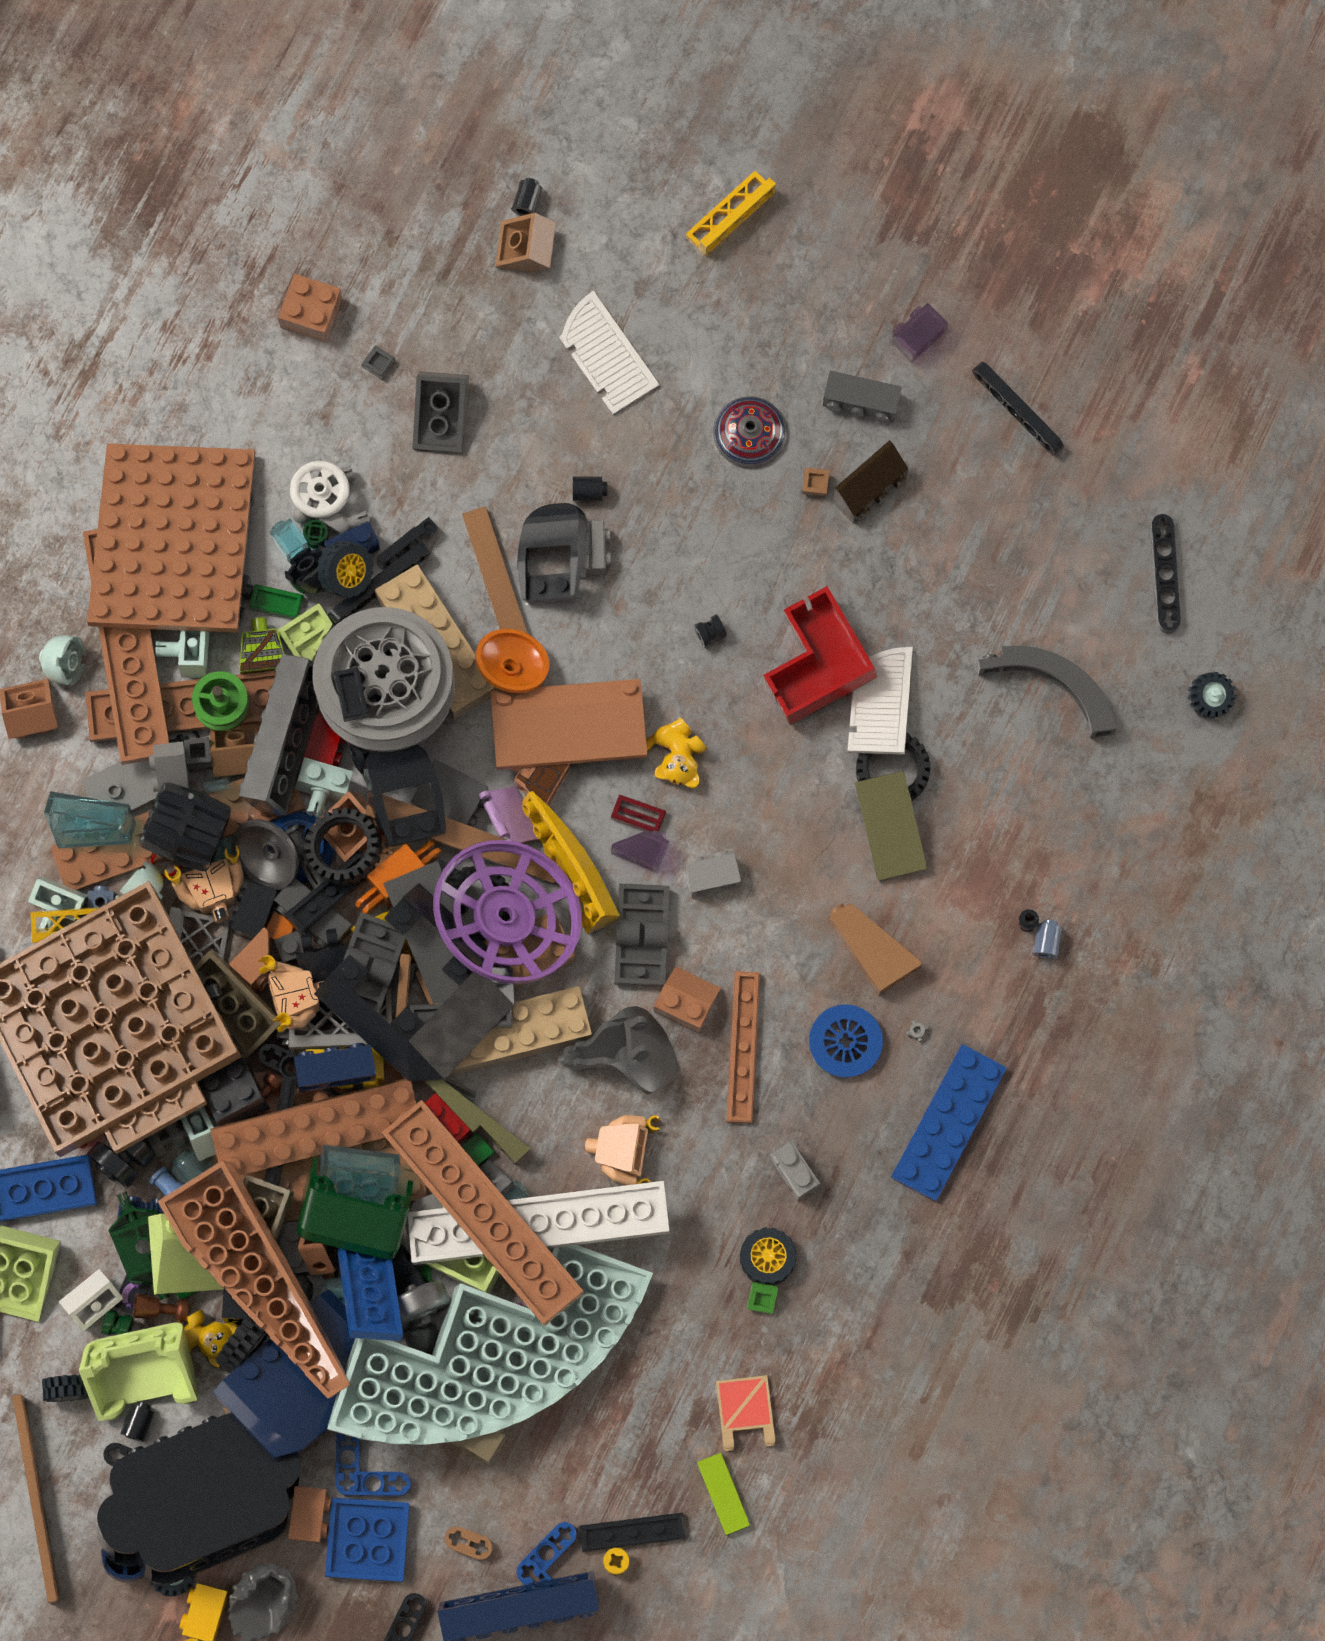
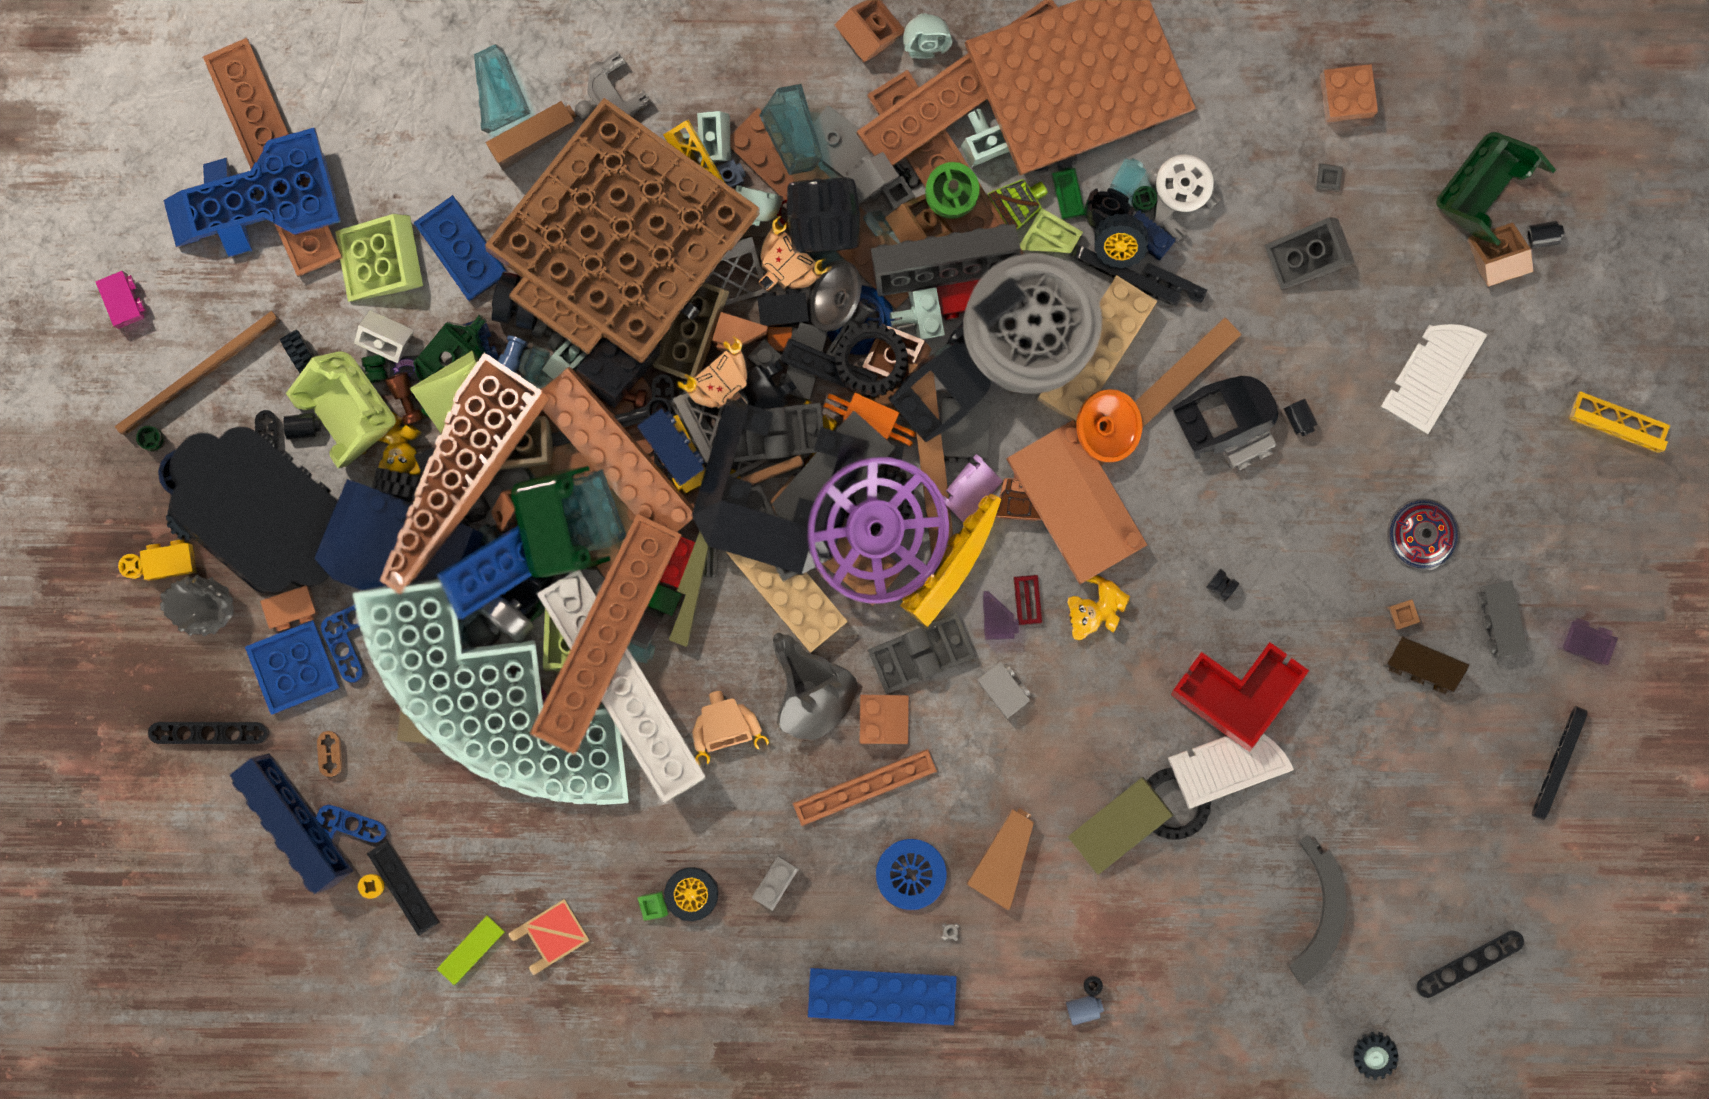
camera: 60 degrees right, 10 degrees up
(74, 1571) = (146, 439): none -> dark green wheel
(447, 226) = (1484, 178): none -> dark green windscreen

